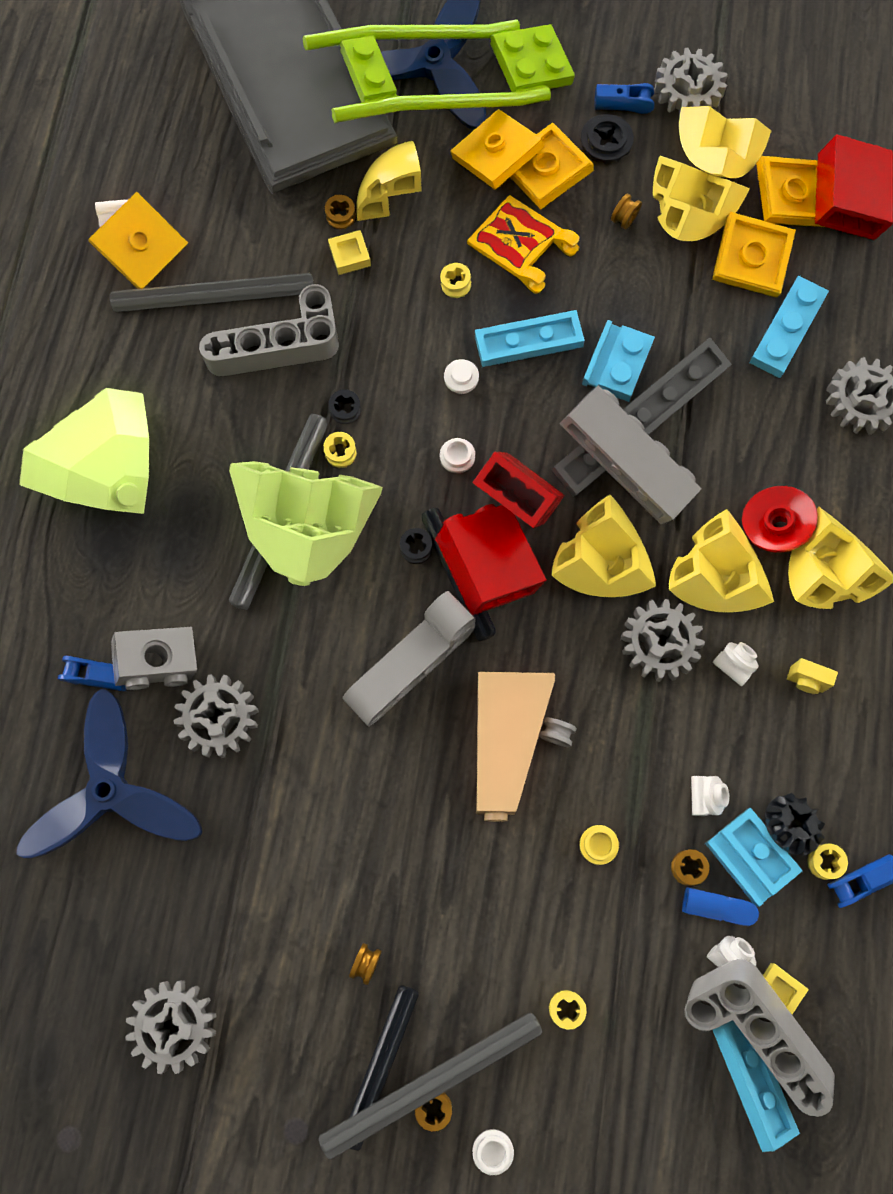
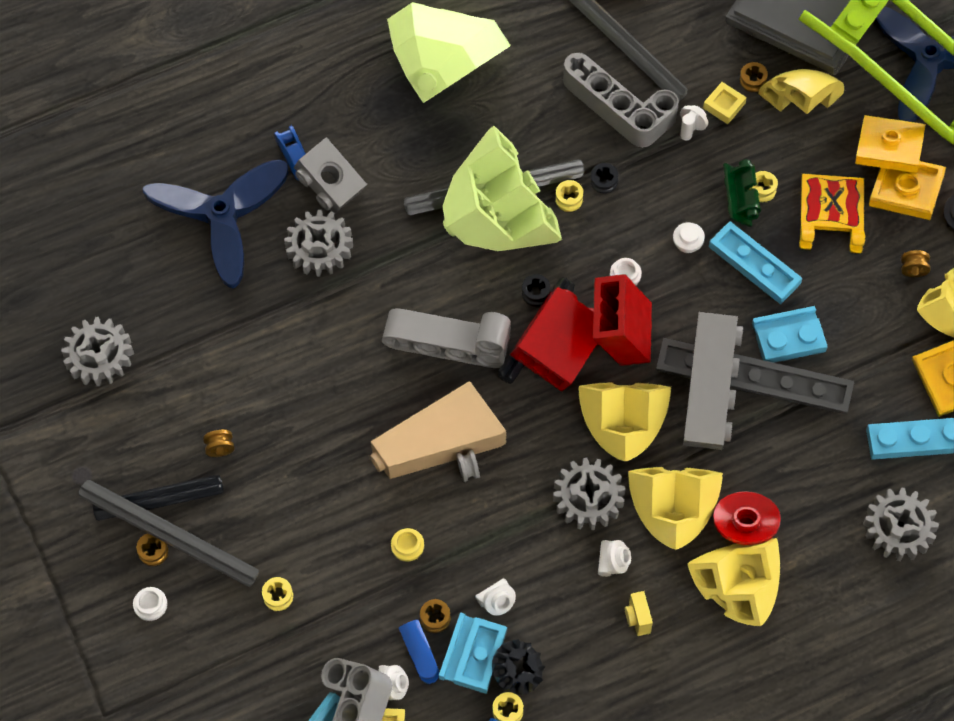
camera: 55 degrees right, 10 degrees down
(346, 288) = (692, 118): none -> white plate
(465, 307) = (742, 204): none -> dark green hinge

